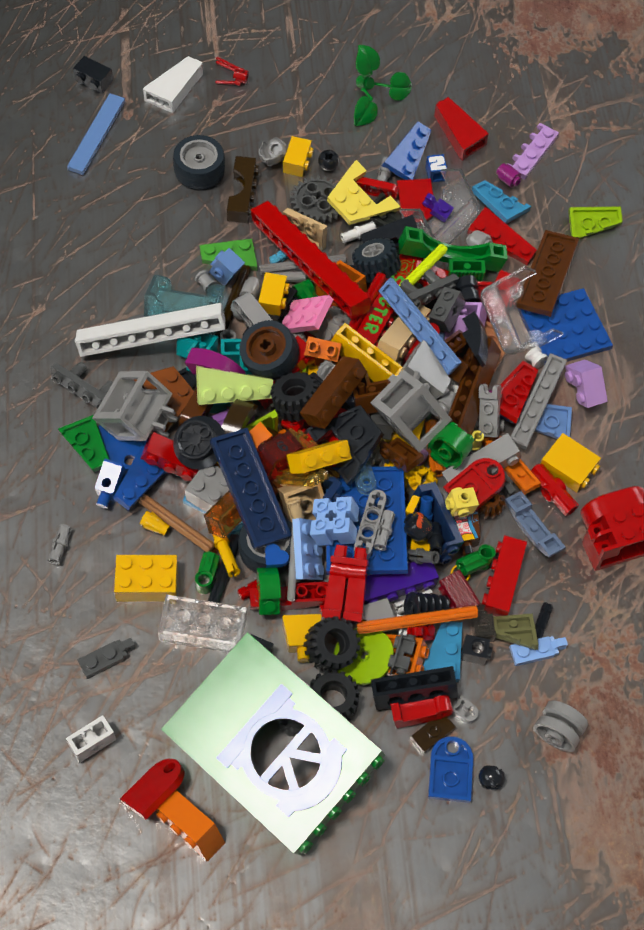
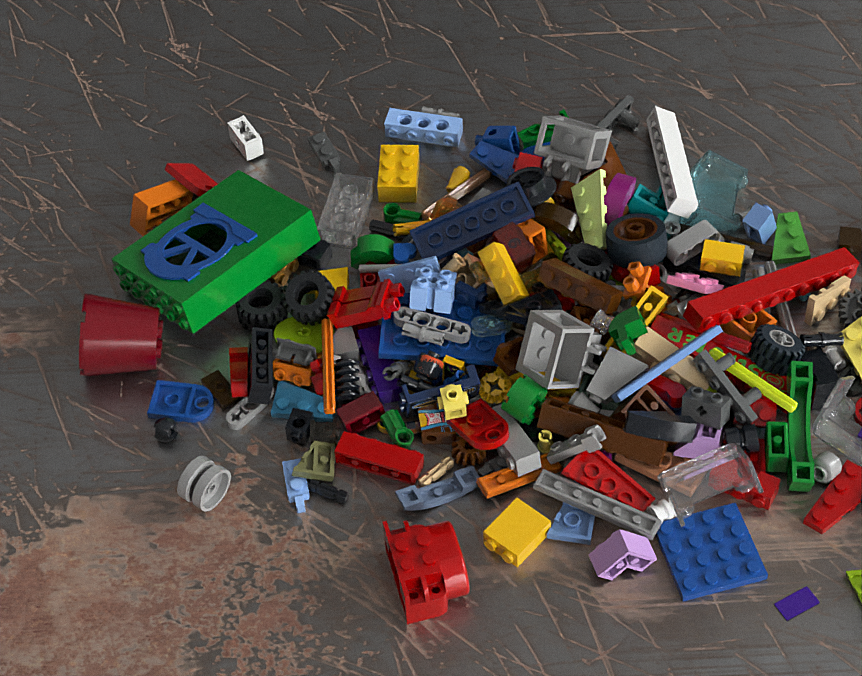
camera: 100 degrees right, 10 degrees down
(82, 529) = (423, 127): none -> light blue brick
(361, 228) = (822, 339): none -> black pin
(377, 373) = (601, 321): none -> clear wheel
(386, 355) = (627, 327): none -> green brick
(399, 832) = (118, 336): none -> dark red cone
(510, 529) = (436, 471): none -> tan axle
(551, 268) = (784, 532): reddish brown plate -> none
(554, 490) = (482, 513): red piece -> none
(601, 273) = (796, 603): none -> dark purple sticker

